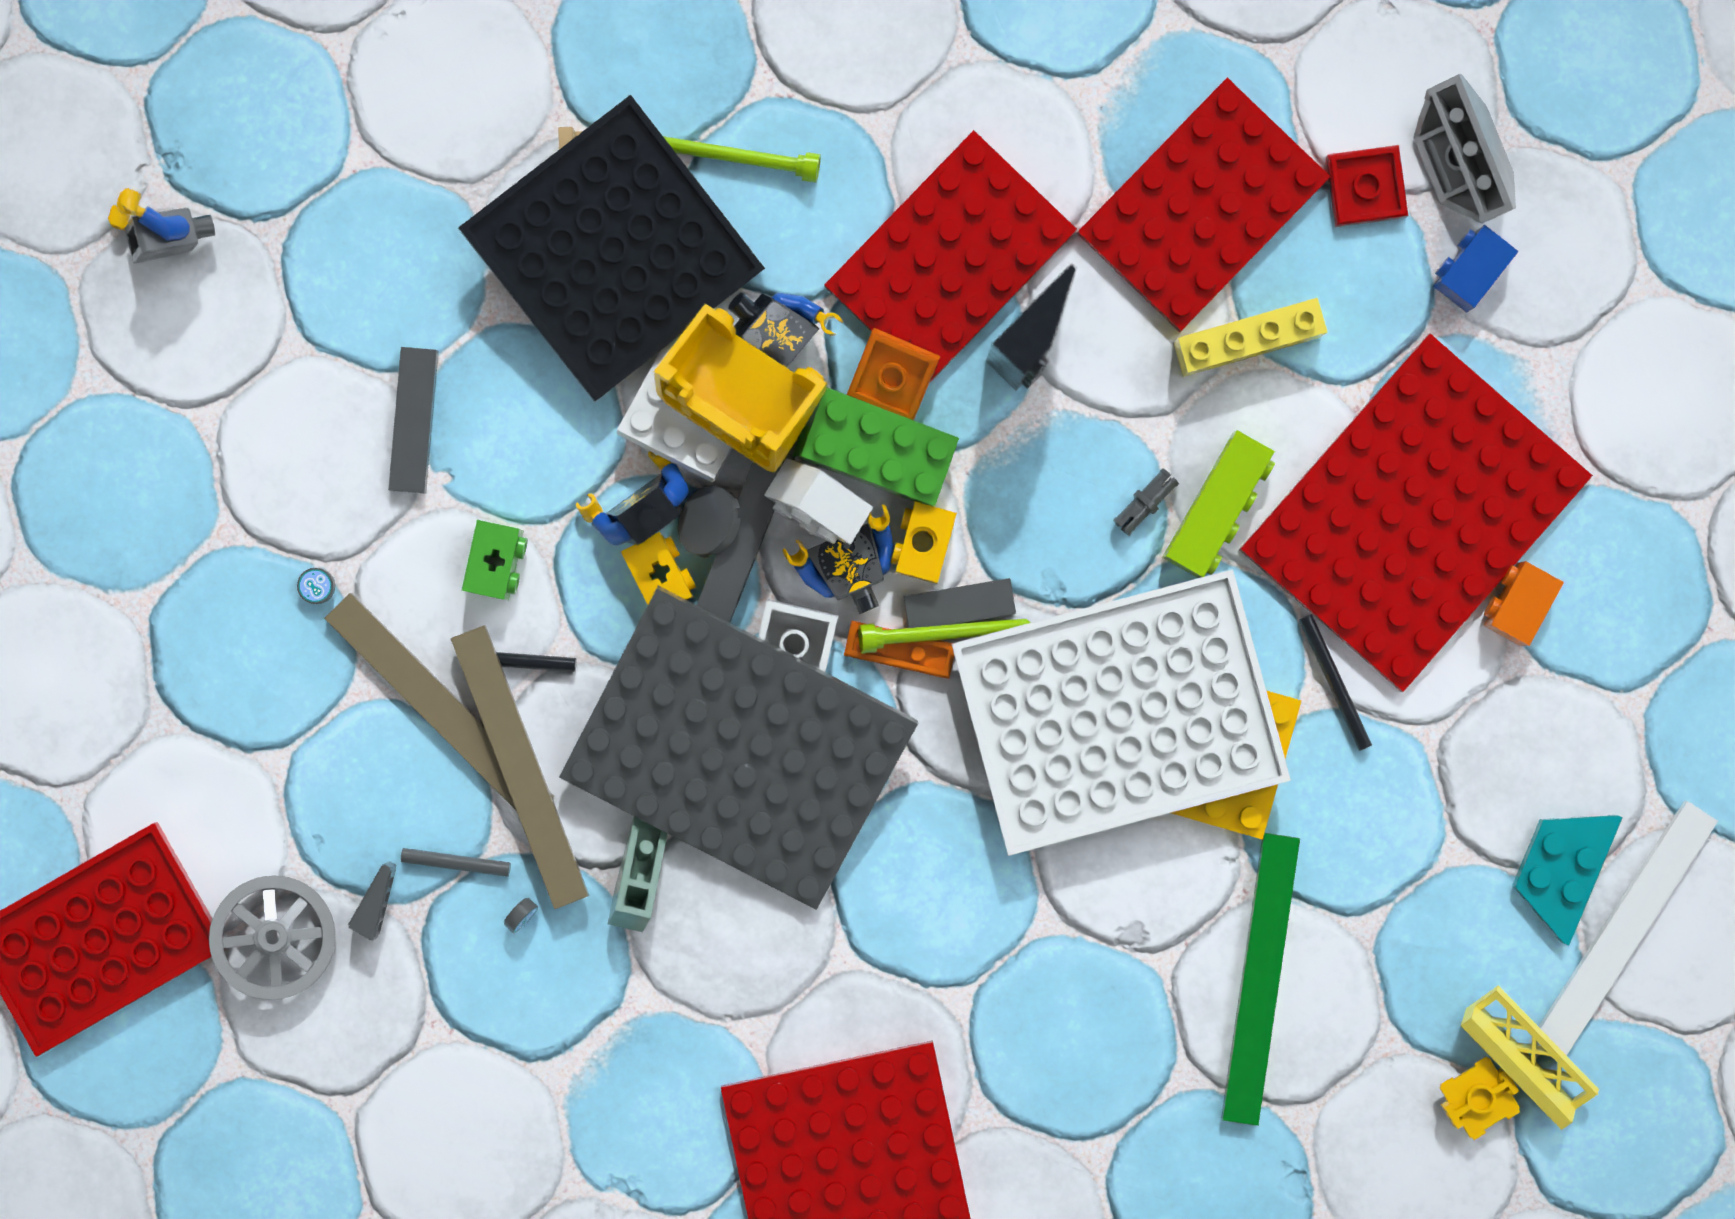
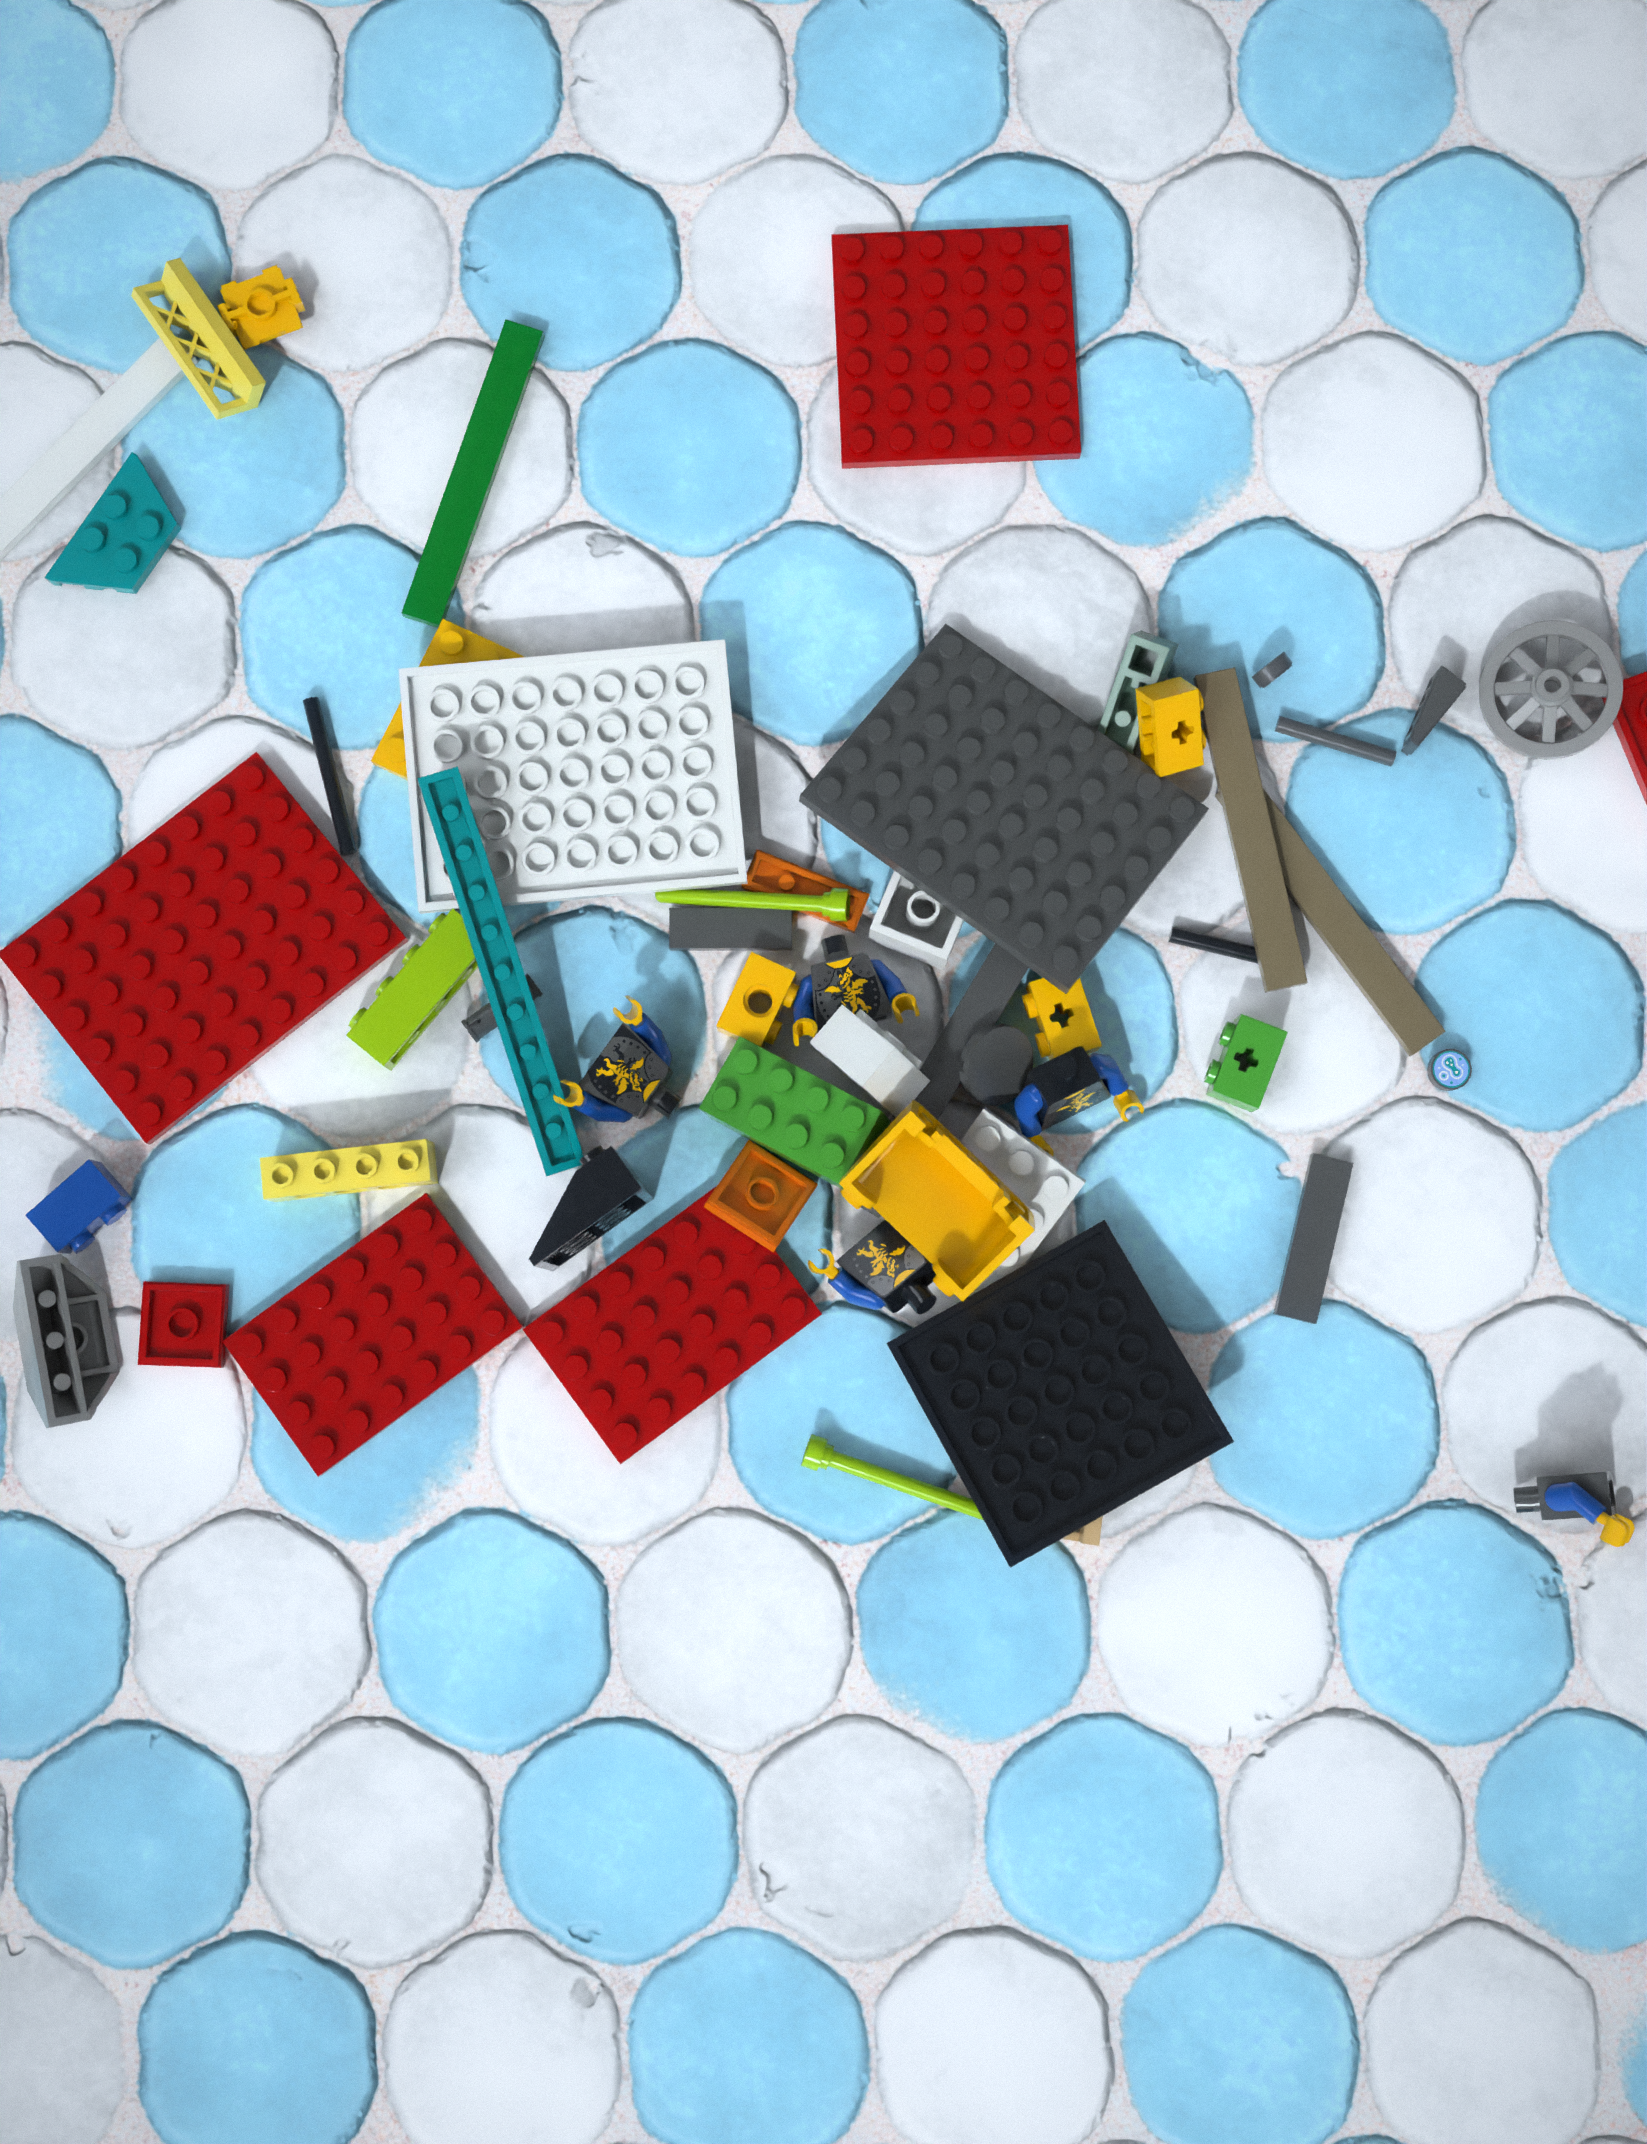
camera: 170 degrees left, 5 degrees down
(603, 844) = (1170, 726): none -> yellow brick
(1026, 460) = (627, 1074): none -> torso
(1151, 529) = (501, 969): none -> teal plate
(1522, 603) = (104, 824): orange brick -> none

